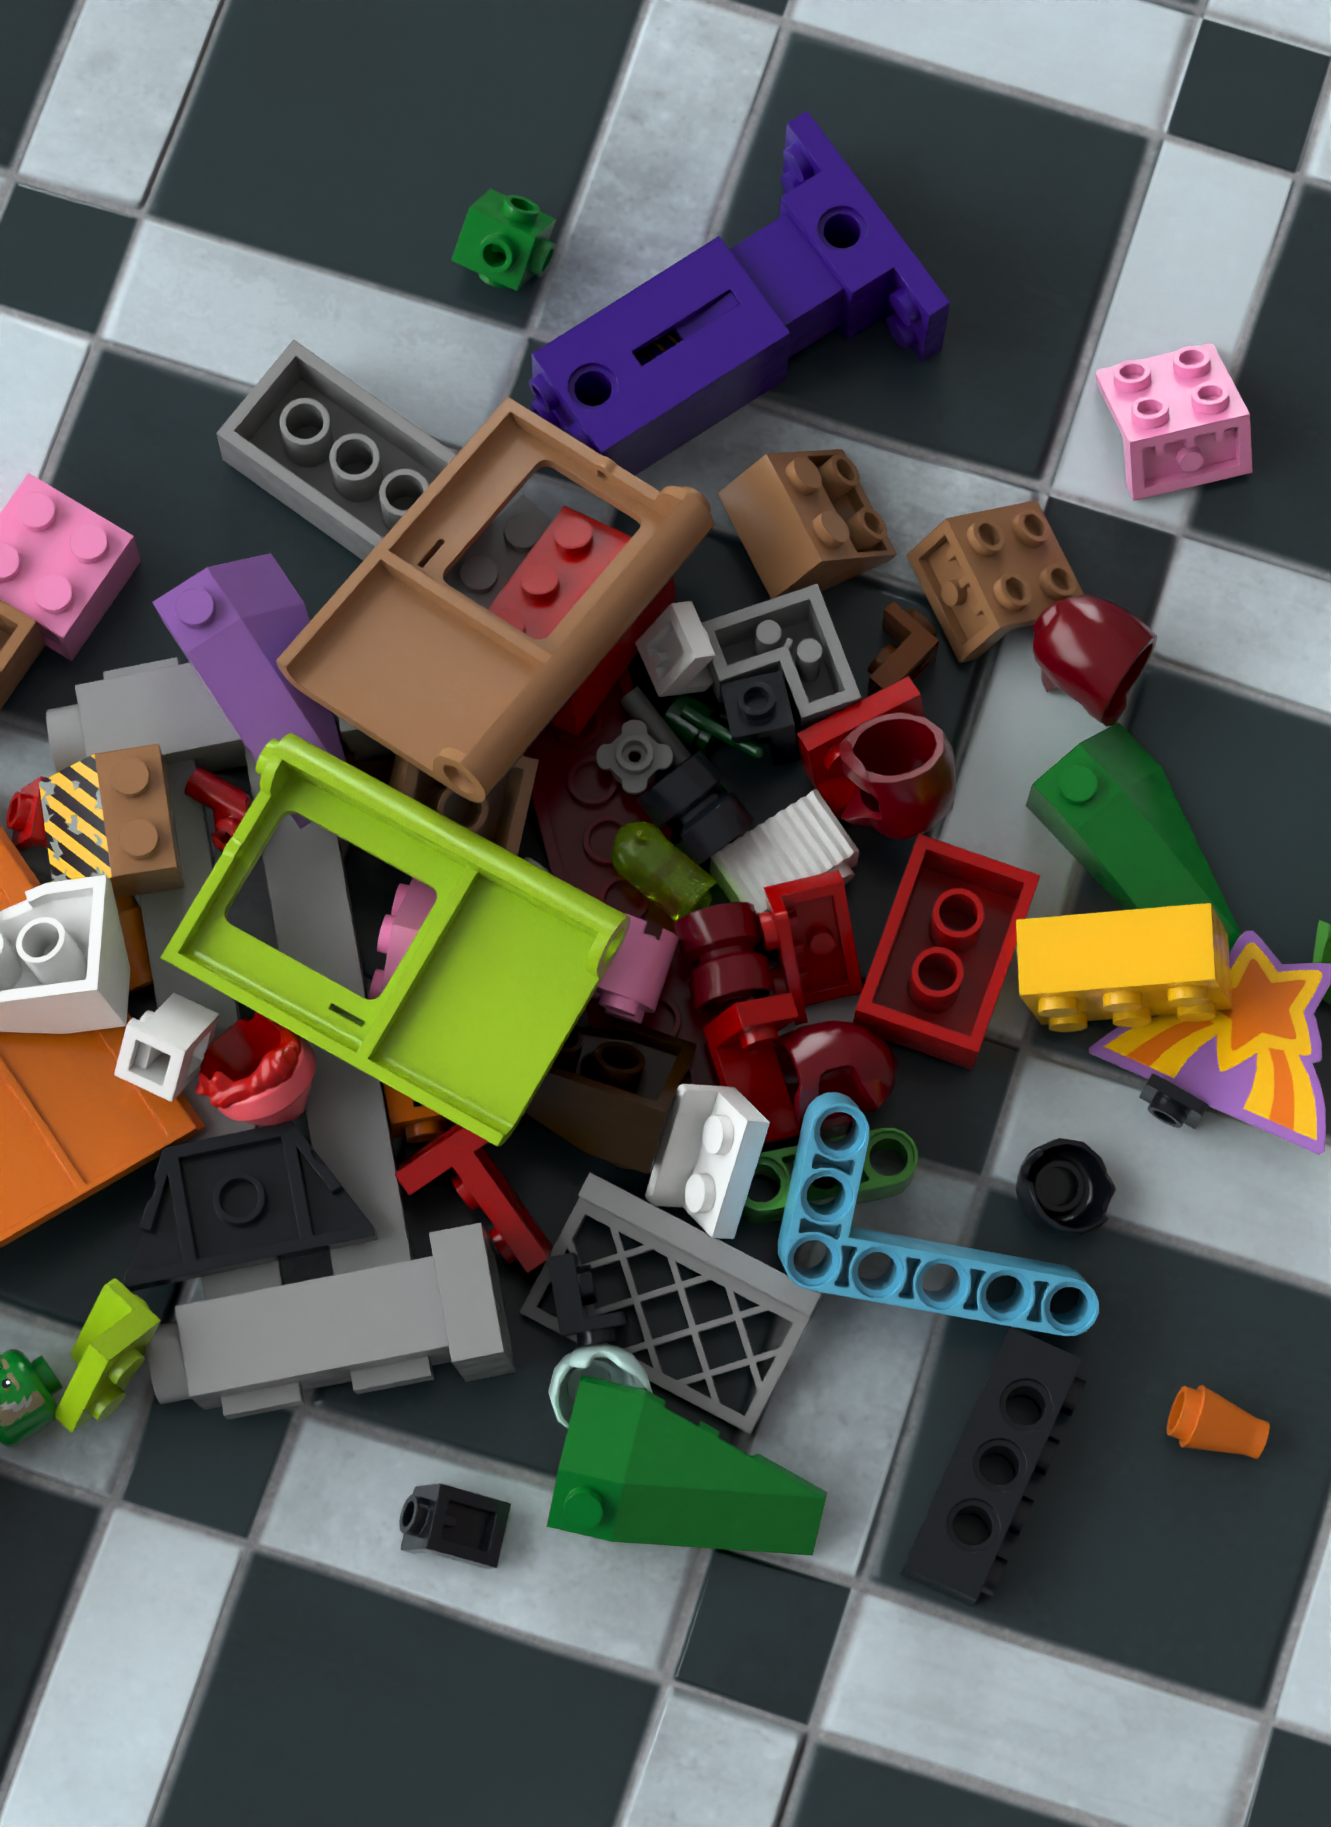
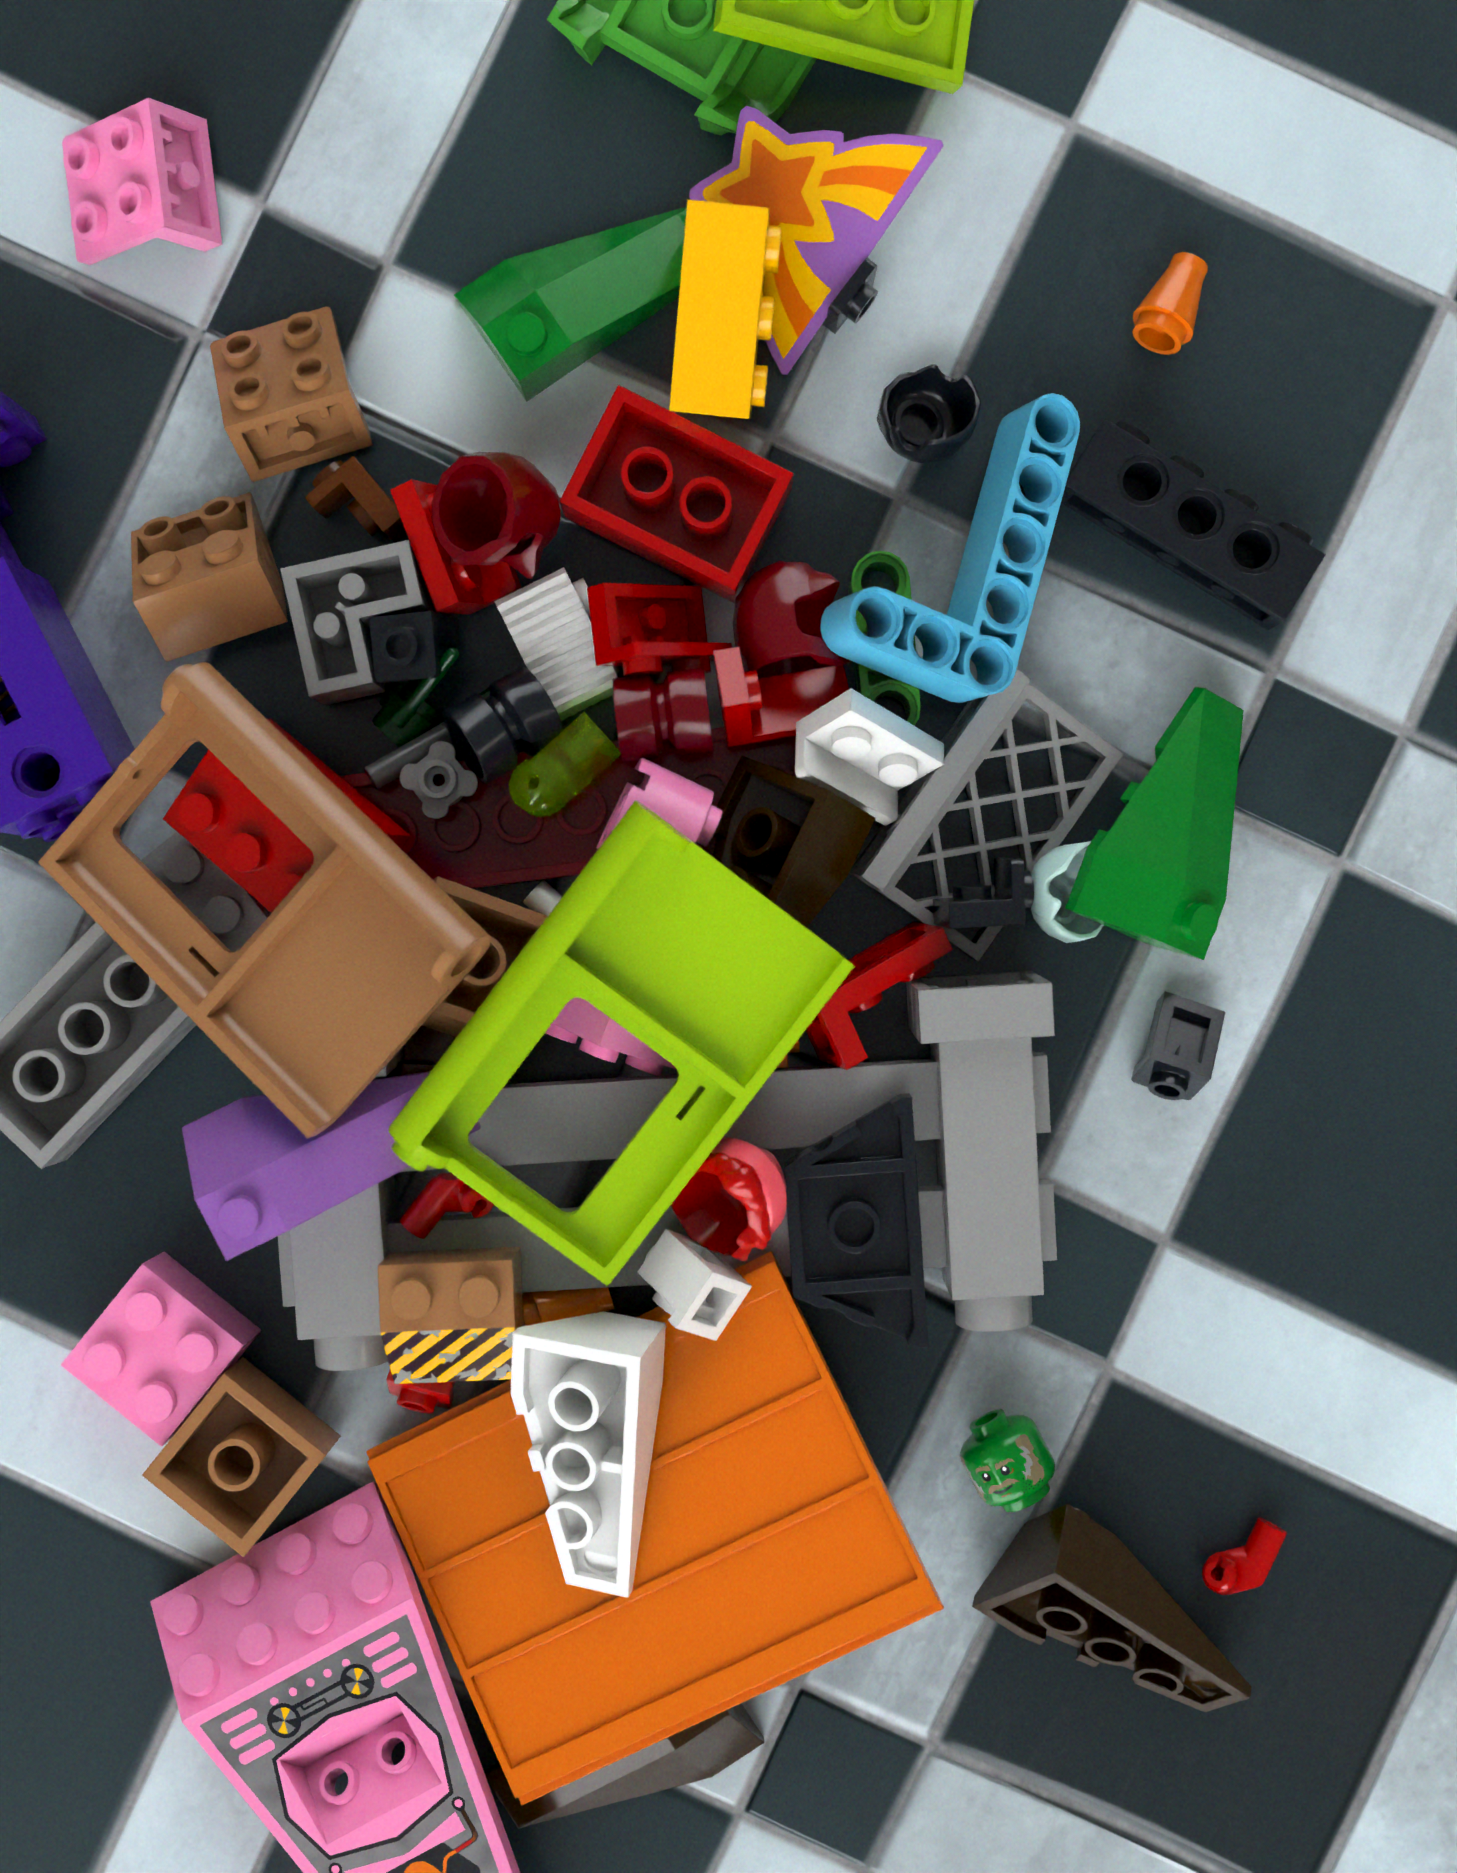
camera: 80 degrees left, 15 degrees up
(106, 1355) = (968, 1355): lime bracket -> none
(677, 651) = (334, 721): white bracket -> none
(1092, 652) = (382, 304): dark red piece -> none

